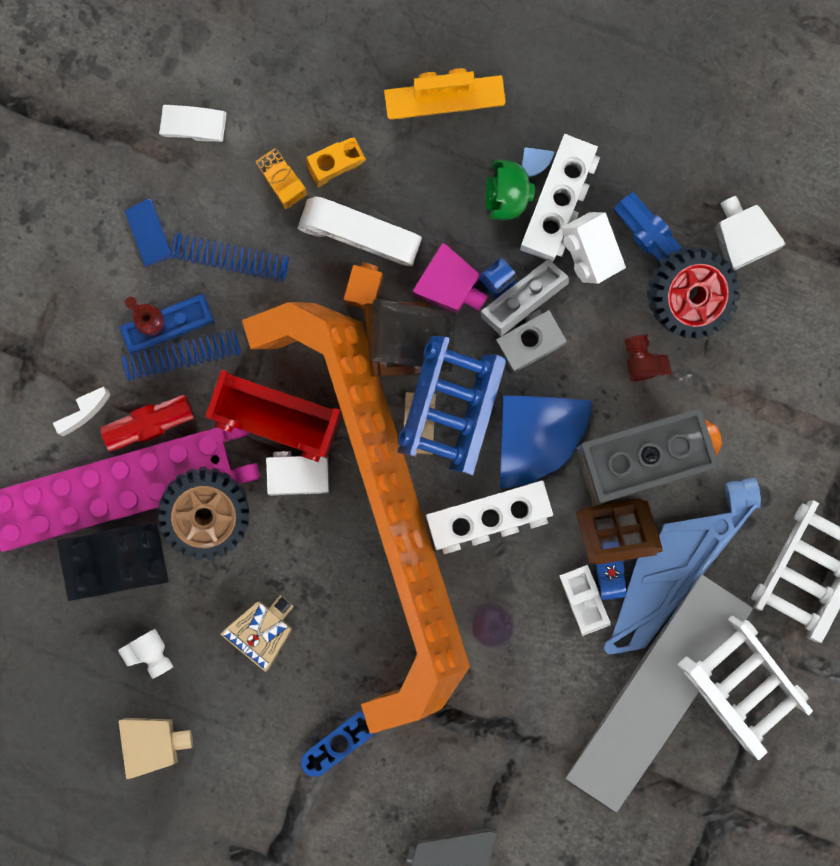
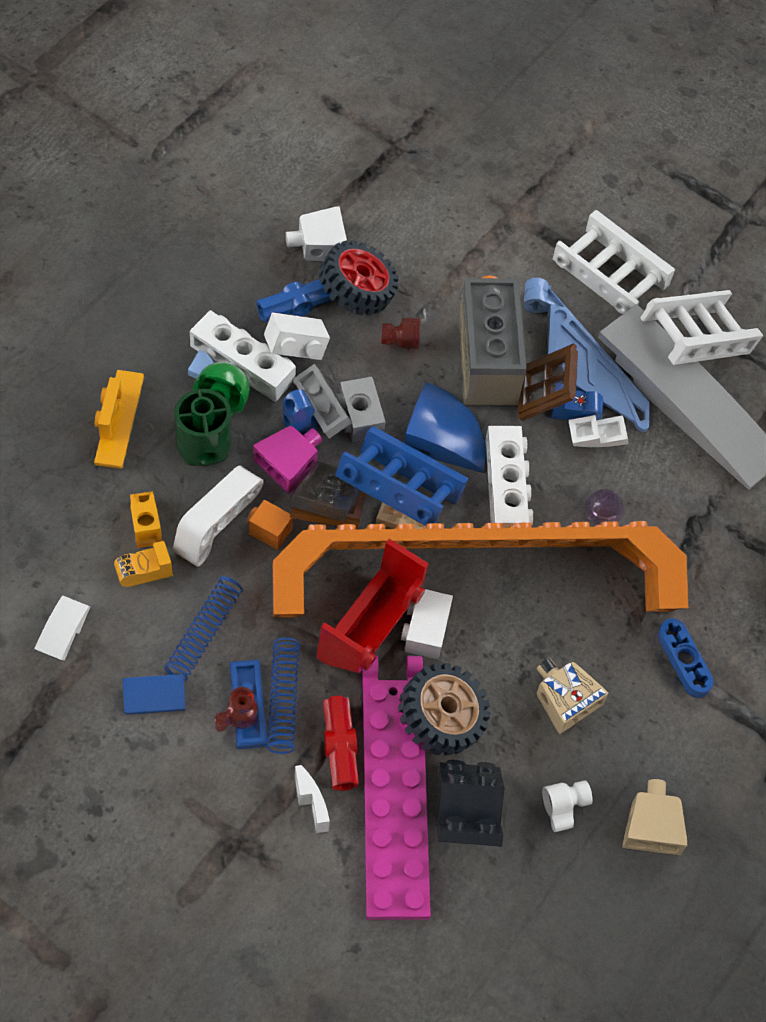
camera: 80 degrees left, 25 degrees down
(459, 179) = (203, 427): none -> dark green cylinder

